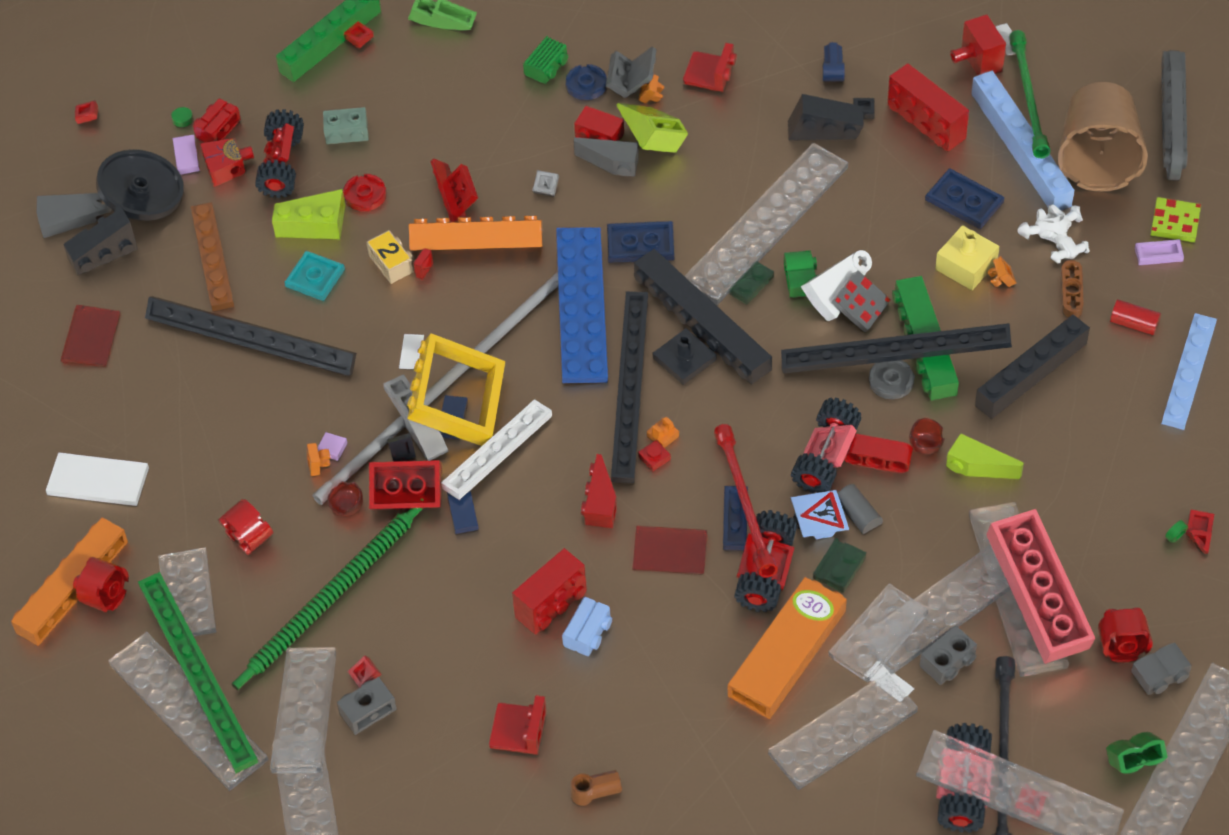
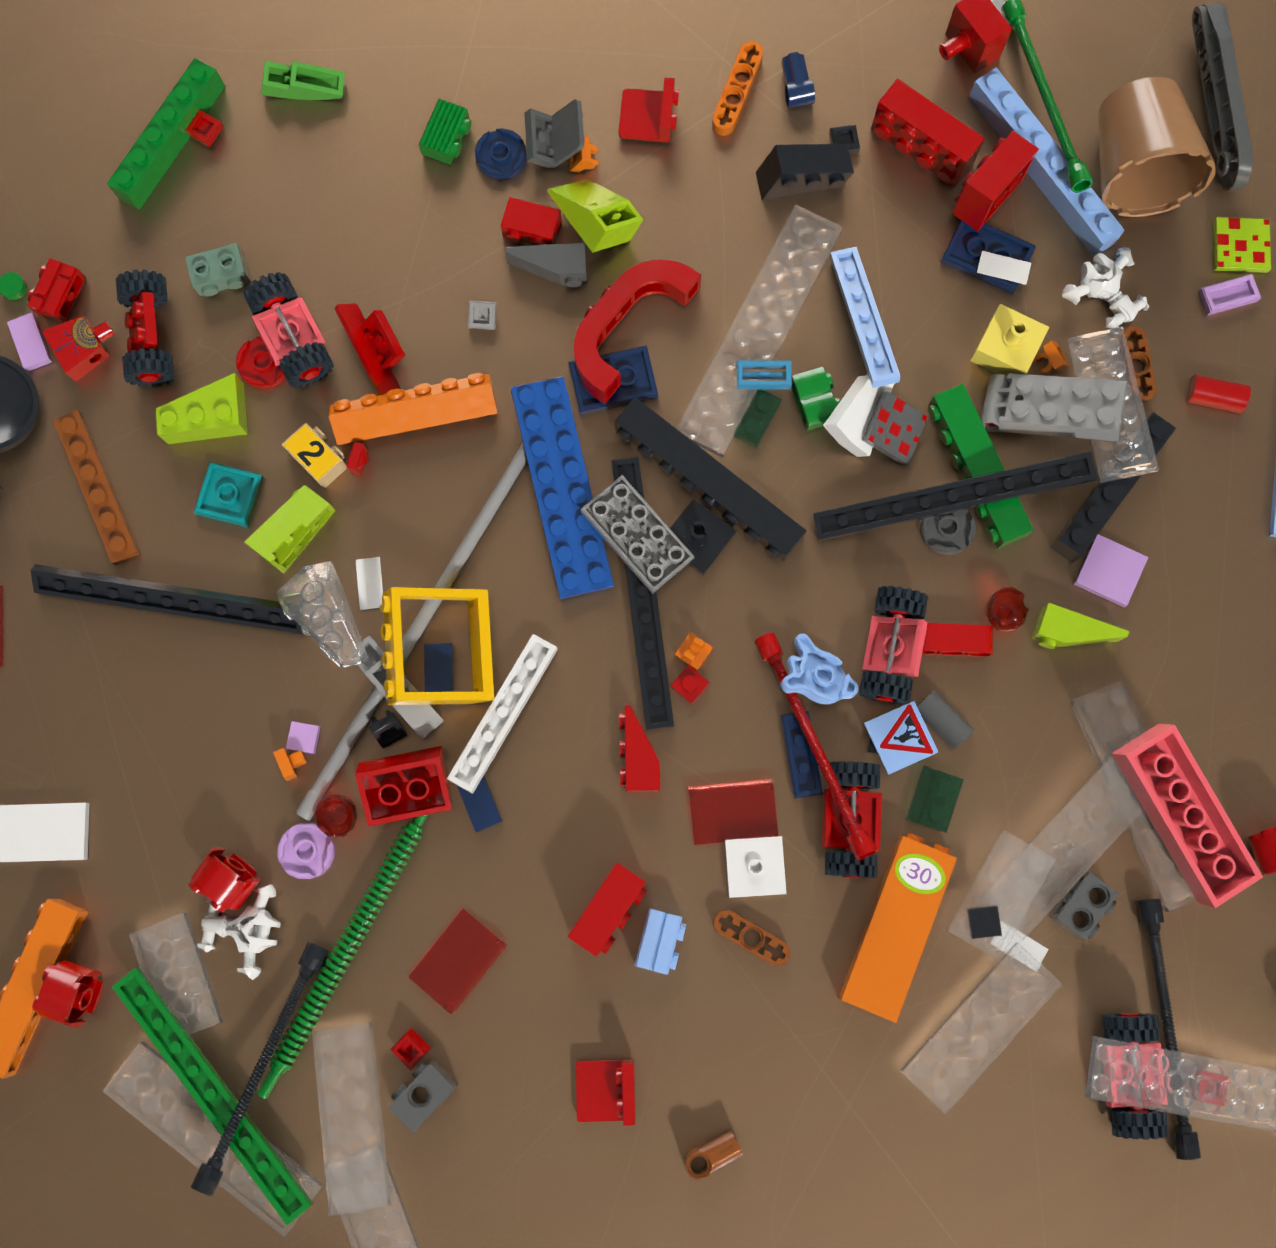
camera: 10 degrees left, 25 degrees up
(184, 714) = (210, 1174): none -> black hose
(254, 567) = (249, 929): none -> white piece
(314, 525) = (306, 851): none -> lavender tile
(358, 301) = (291, 528): none -> lime wedge
(373, 350) = (321, 608): none -> clear wedge
(390, 169) = (288, 330): none -> plate
(418, 620) = (457, 961): none -> clear red piece
(634, 341) = (637, 534): none -> light grey tile
(654, 187) = (643, 279): none -> red arch
(662, 629) = (766, 956): none -> dark orange beam
(679, 589) = (755, 866): none -> white plate
(759, 459) = (817, 674): none -> light blue tile
(761, 252) = (764, 364): none -> dark azure tile
(783, 62) = (738, 88): none -> orange beam
(850, 220) = (864, 317): none -> light blue plate
(857, 642) = (984, 922): none -> black tile
(974, 207) = (1004, 267): none -> white sticker
(975, 144) = (994, 180): none -> red brick
(993, 298) = (1055, 406): none -> light grey hinge
(1021, 426) = (1110, 570): none -> lavender tile
(1039, 304) = (1107, 357): none -> clear plate

